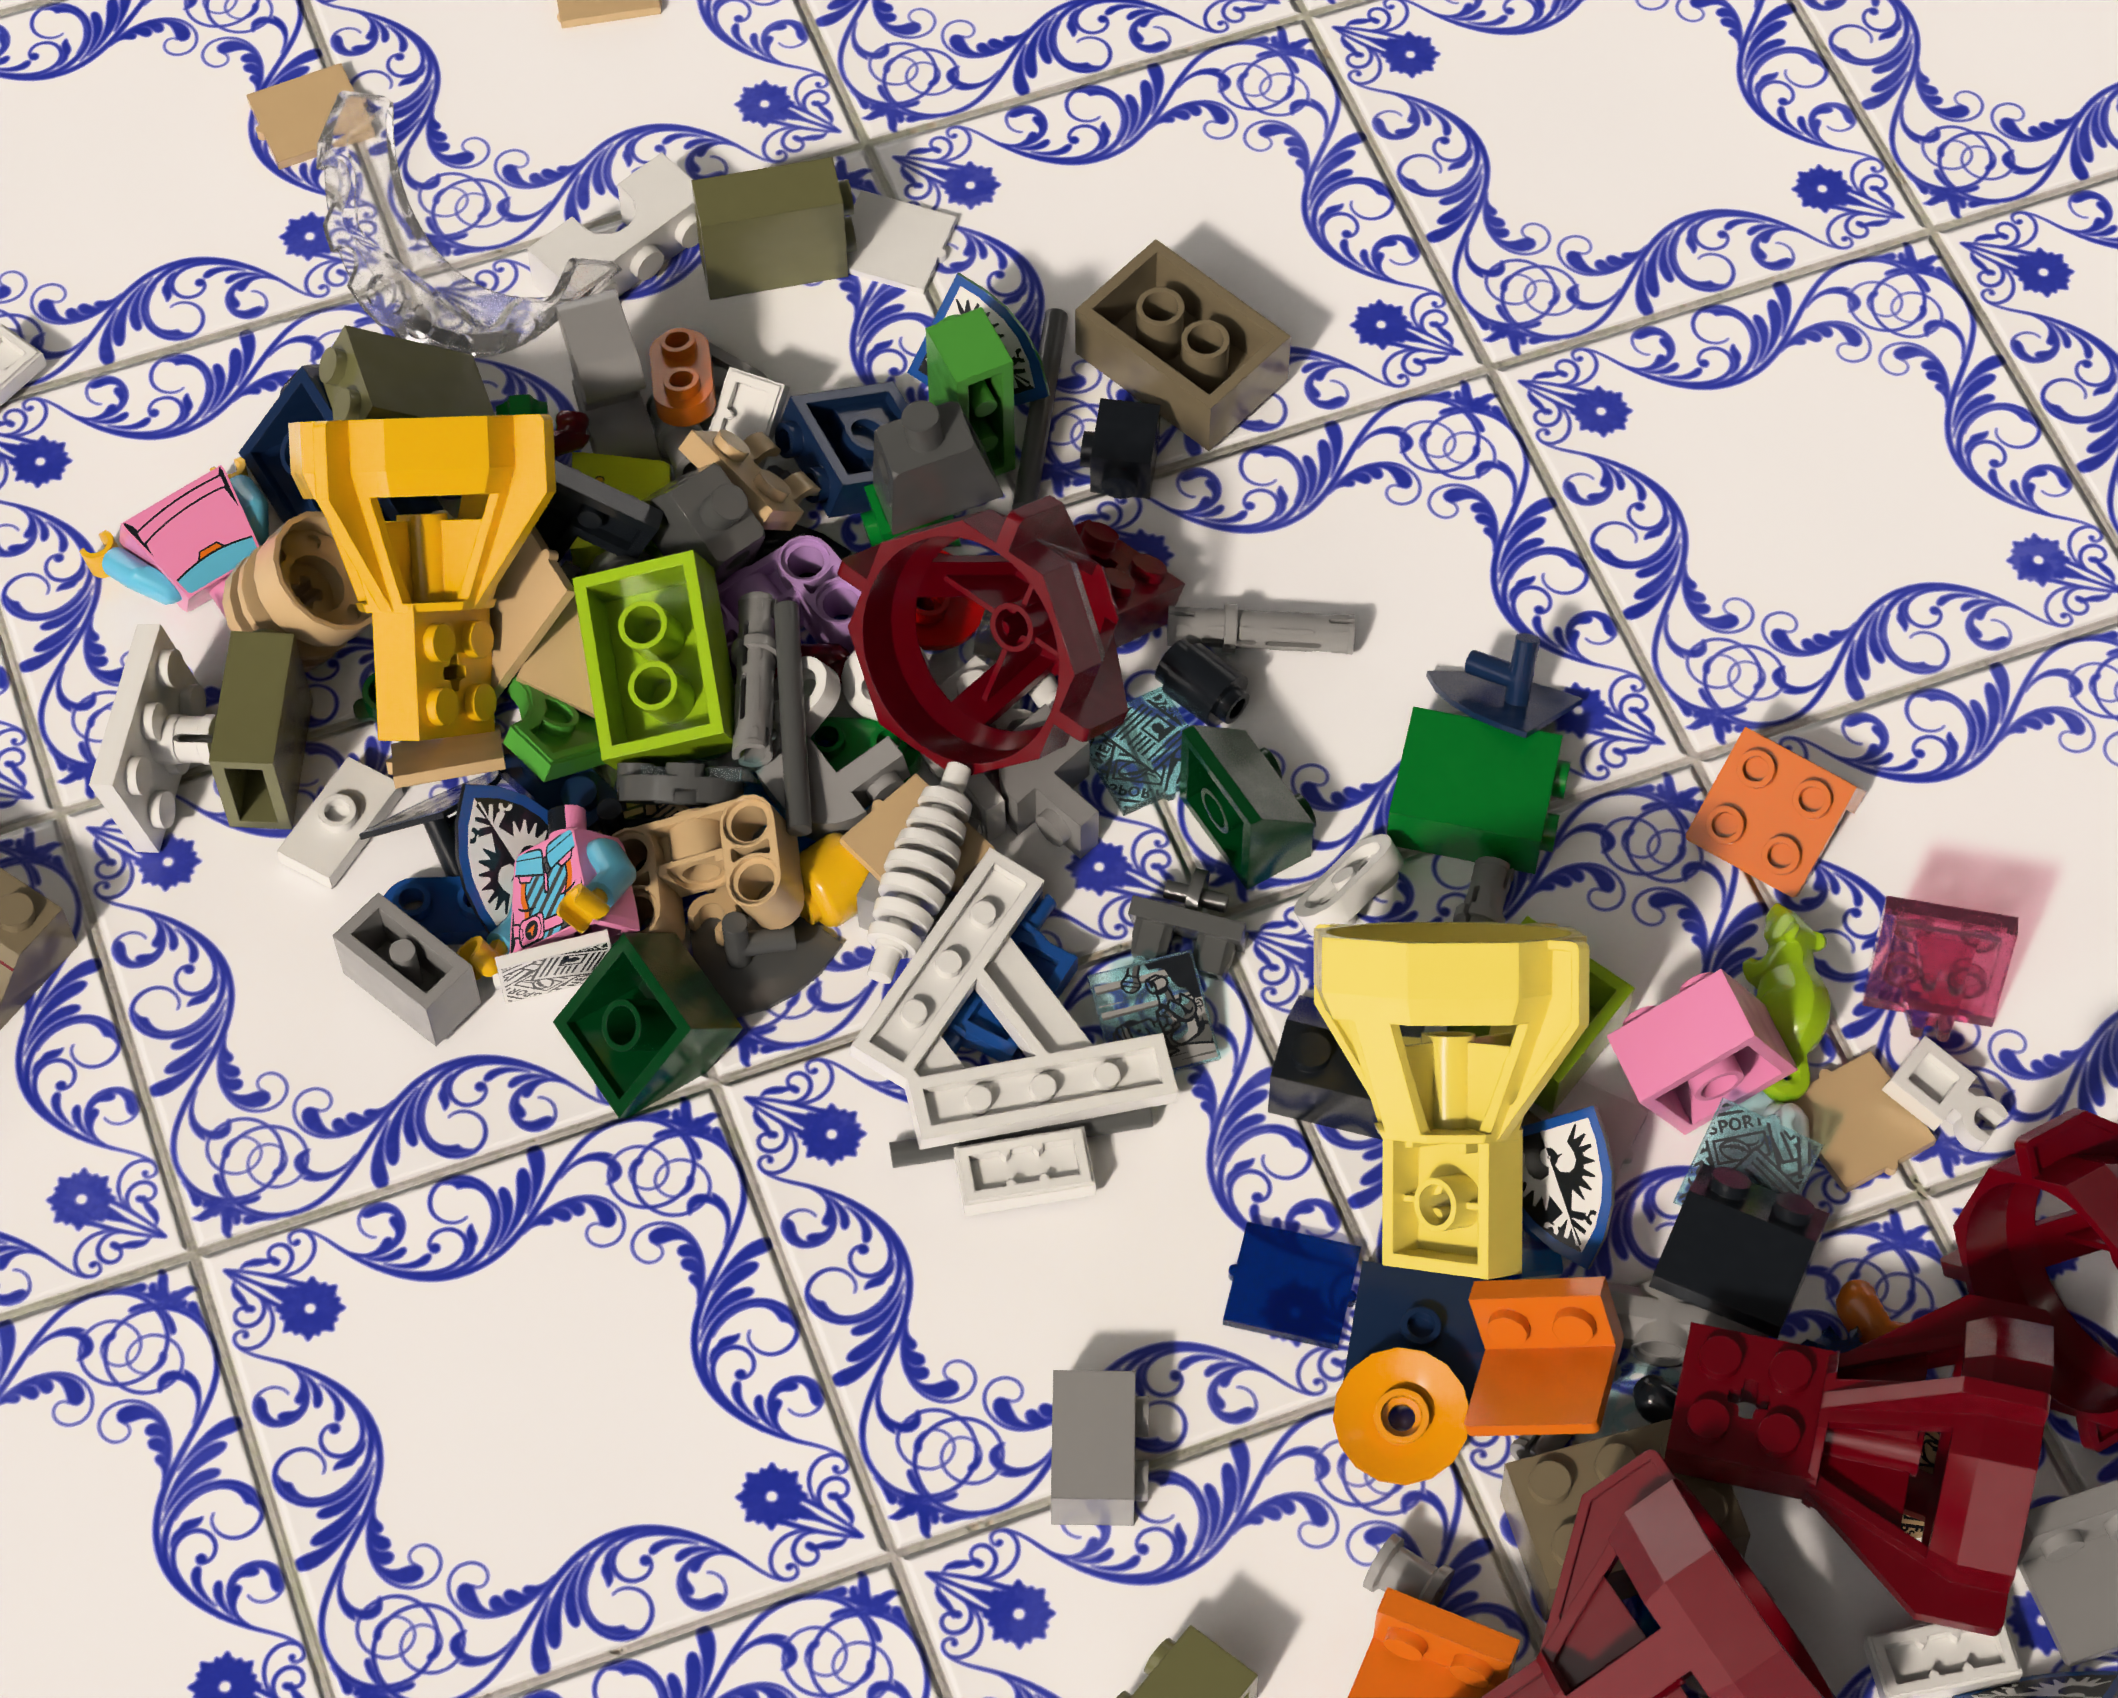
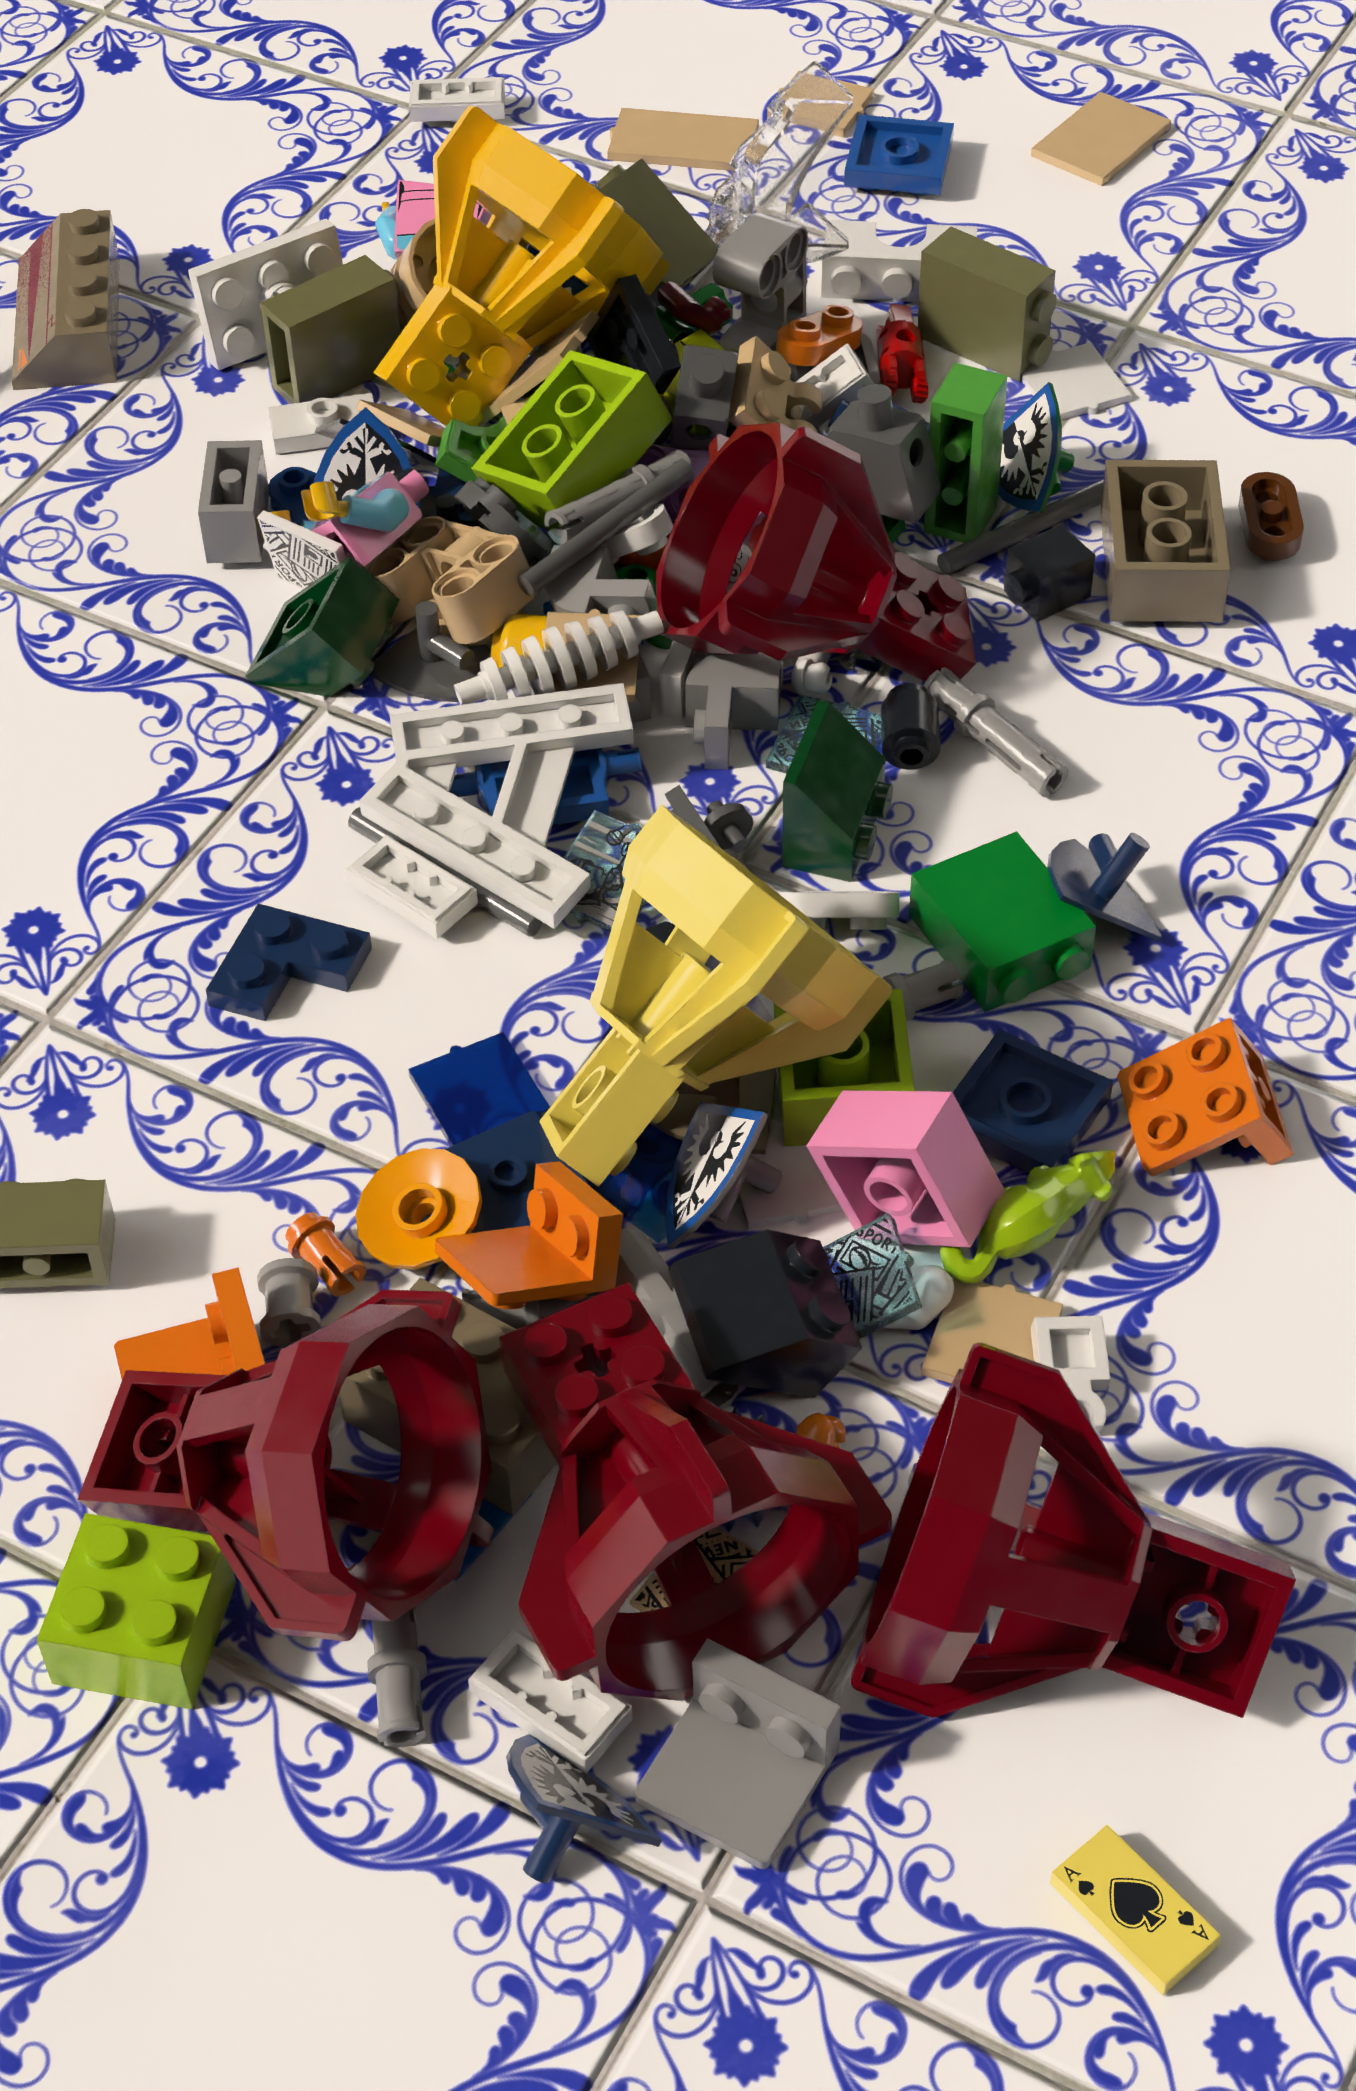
camera: 50 degrees right, 10 degrees down
(237, 255) = (678, 138): none -> tan piece
(468, 121) = (899, 155): none -> blue plate
(742, 331) = (902, 354): none -> red hinge
(993, 1321) = (284, 946): none -> dark blue plate
(1095, 1448) = (221, 1056): light grey brick -> none
(1216, 249) = (1270, 516): none -> reddish brown plate
(1371, 1516) = (315, 1242): none -> orange pin
(1669, 922) = (1029, 1102): none -> dark blue plate
(1939, 964) = (1169, 1276): clear pink plate -> none

